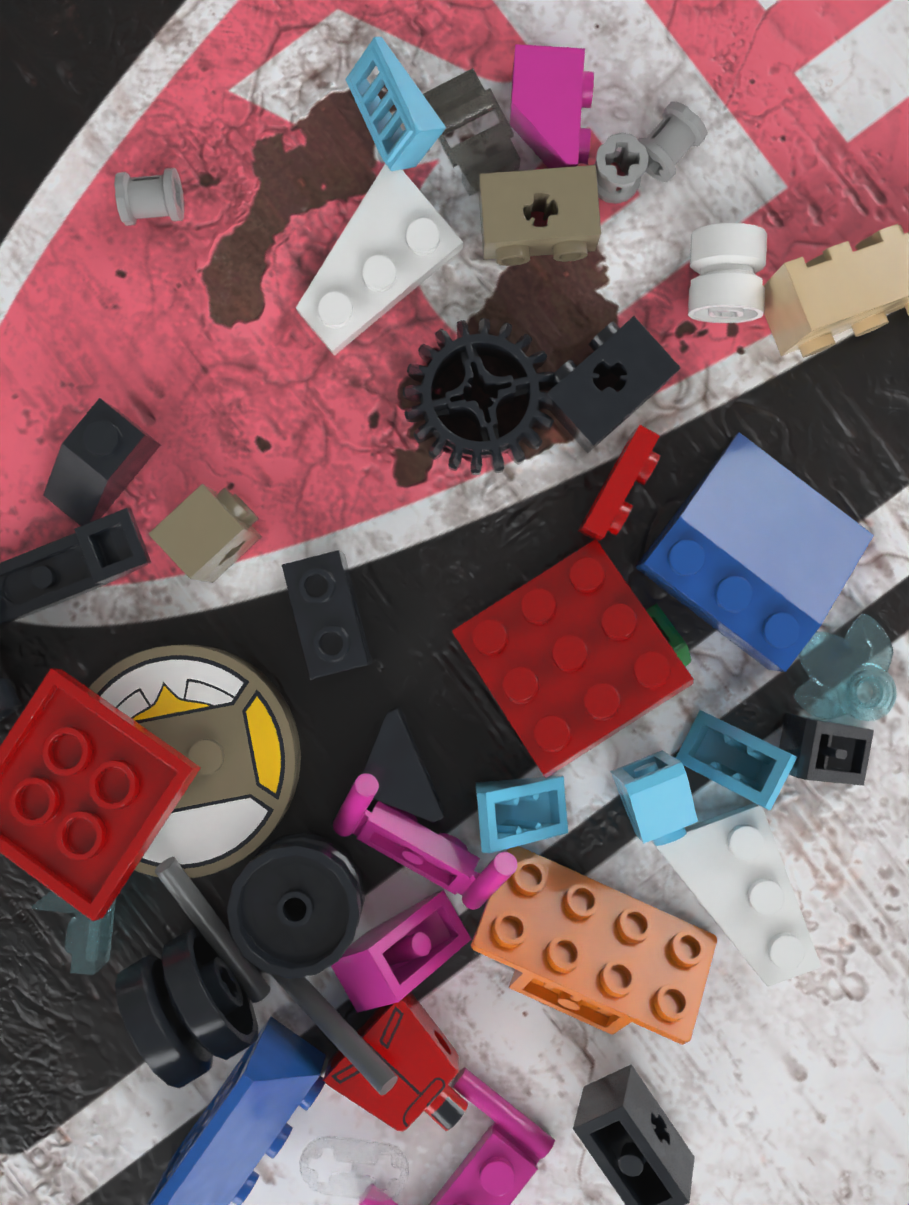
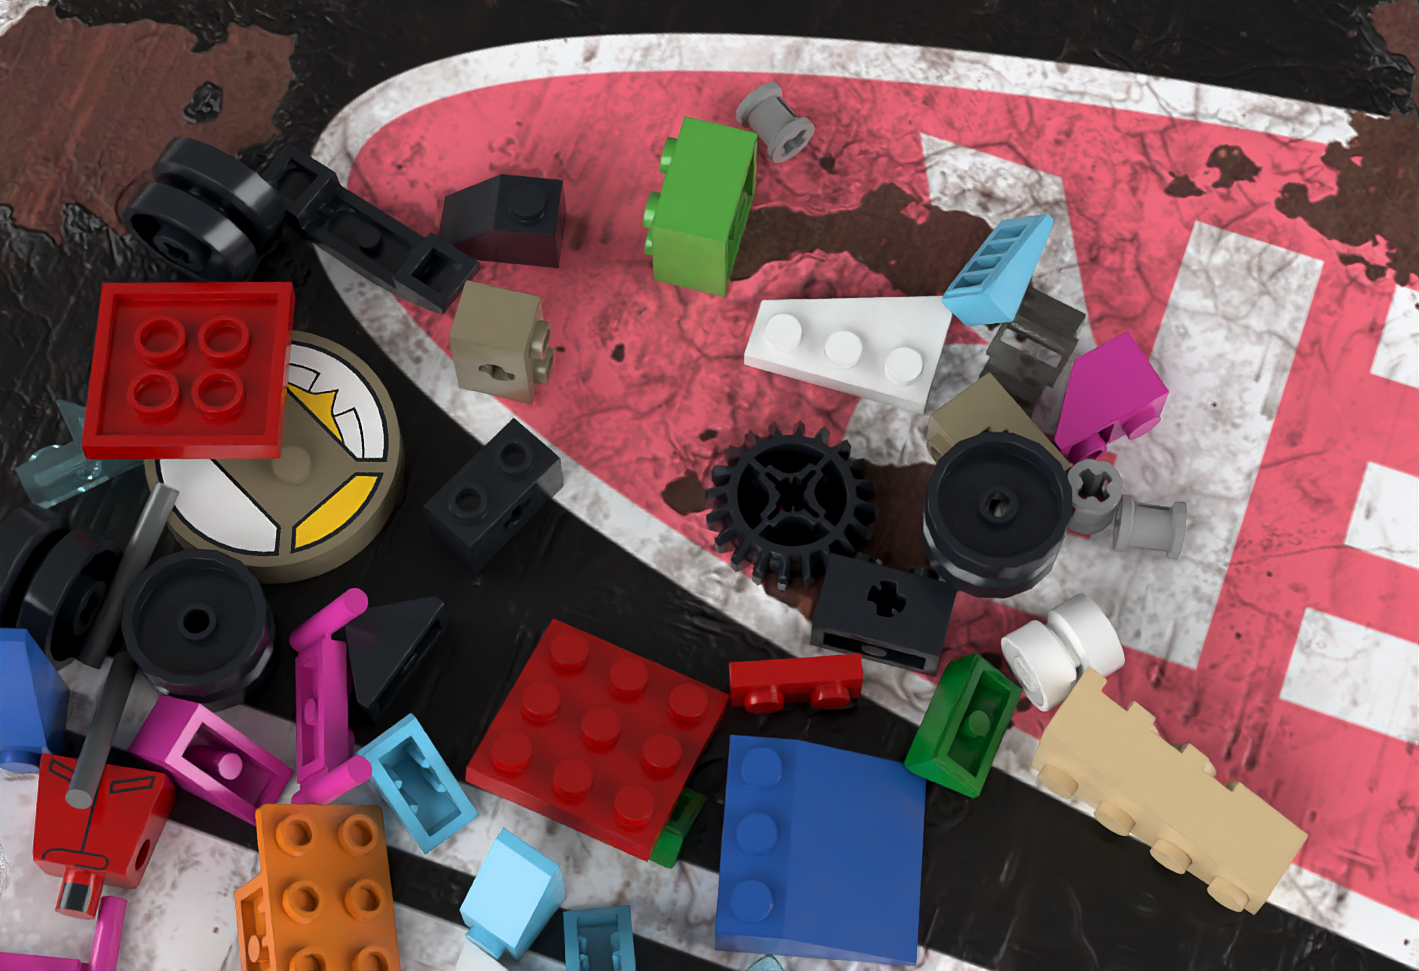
camera: 55 degrees right, 20 degrees down
(183, 288) = (701, 206): none -> bright green brick
(621, 213) = (995, 514): none -> black wheel
(728, 385) = (964, 725): none -> green slope

